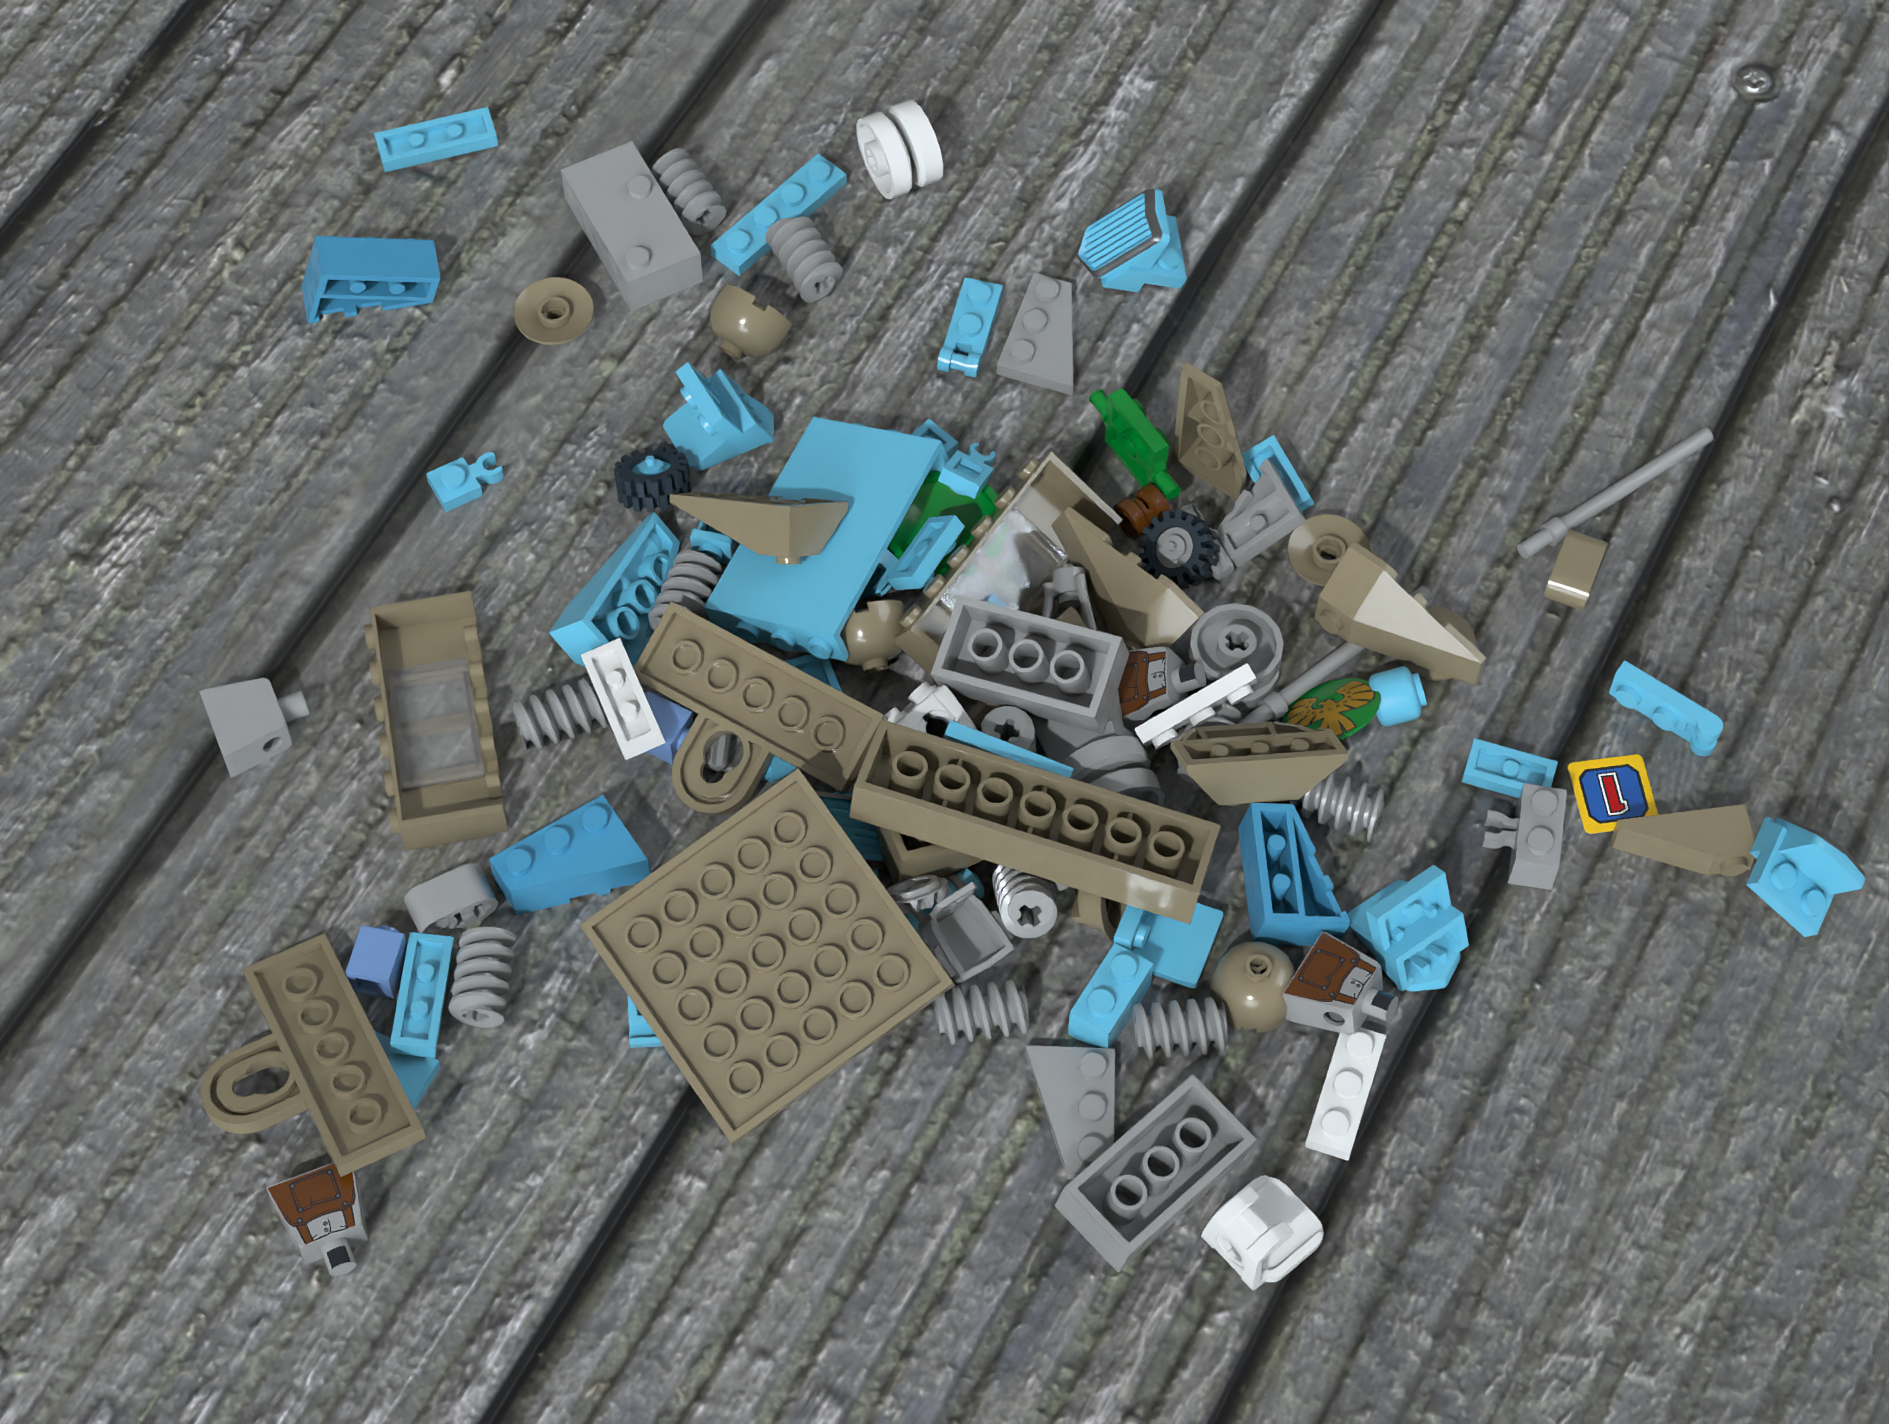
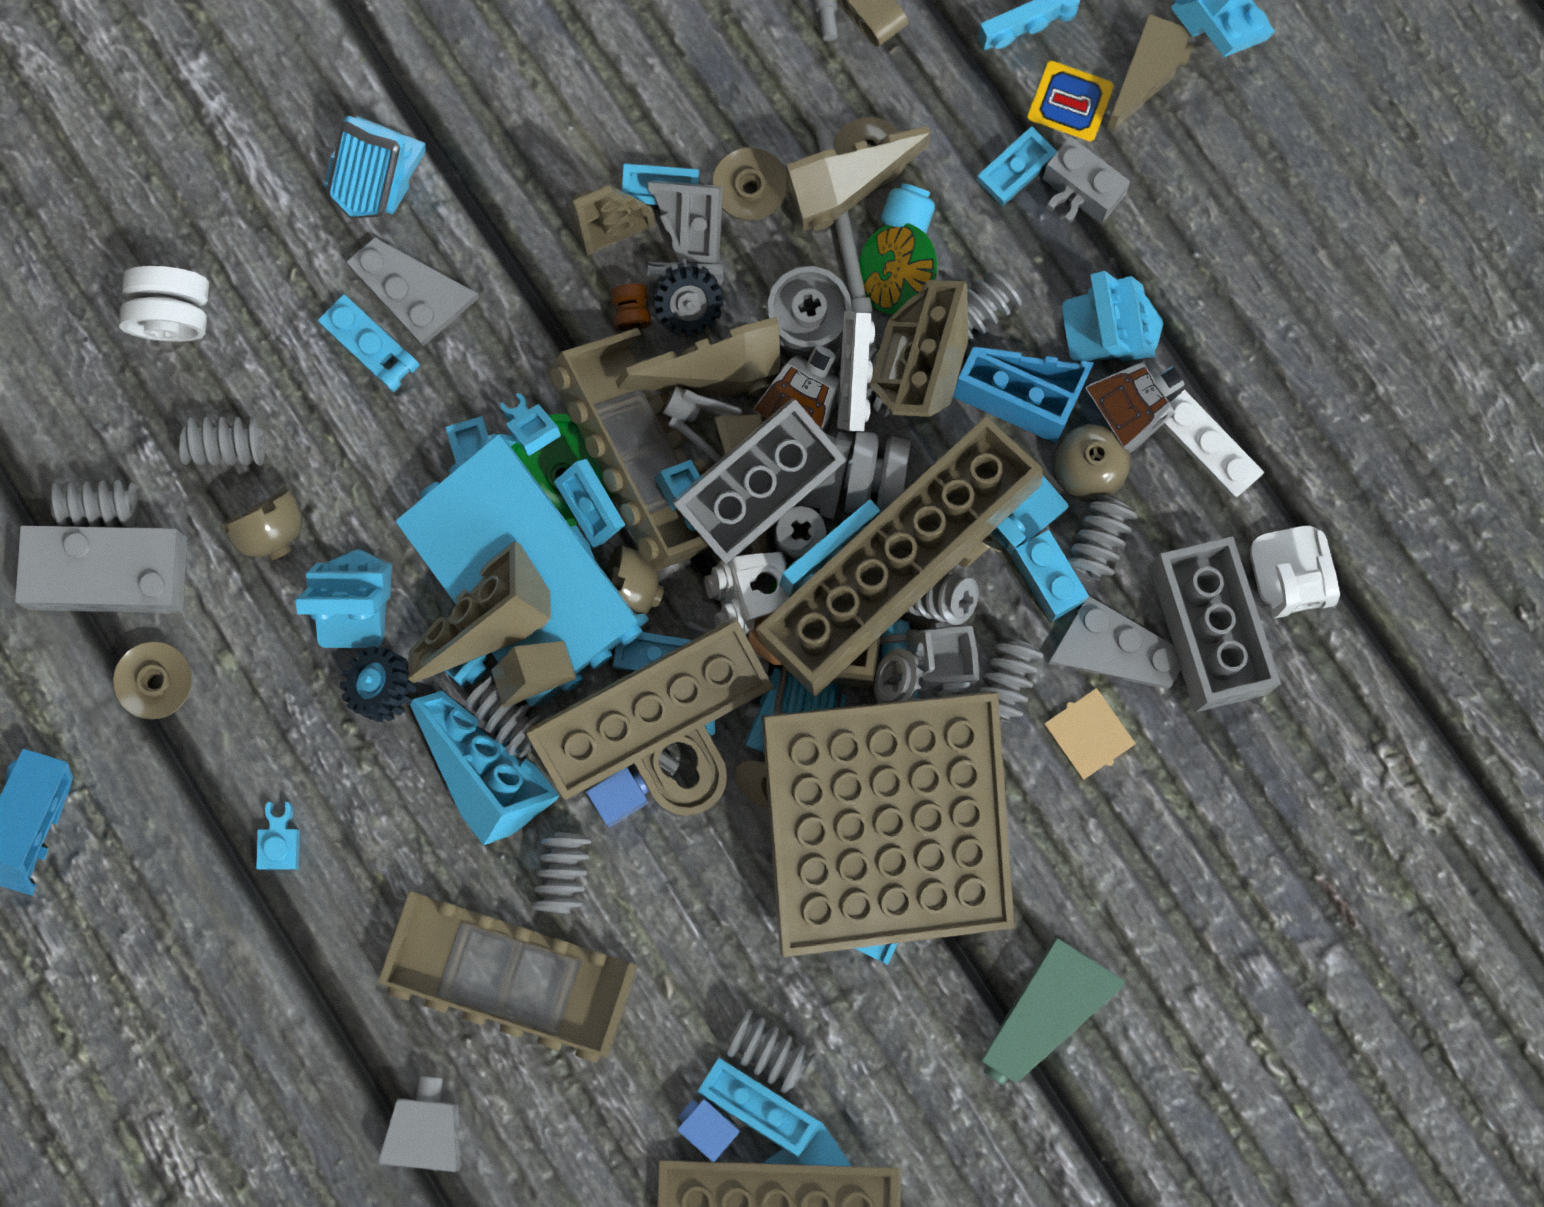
camera: 60 degrees left, 20 degrees up
(451, 901) = (684, 1044): light grey beam -> none
(569, 859) = (701, 929): dark azure wedge -> none
(623, 699) = (589, 817): white plate -> none
(662, 1214) = (1051, 1006): none -> sand green slope
(736, 580) = (532, 671): none -> dark tan slope
(794, 198) = (157, 438): medium azure plate -> none
(974, 1124) = (1089, 734): none -> tan piece
(1135, 440) = (571, 275): green plate -> none

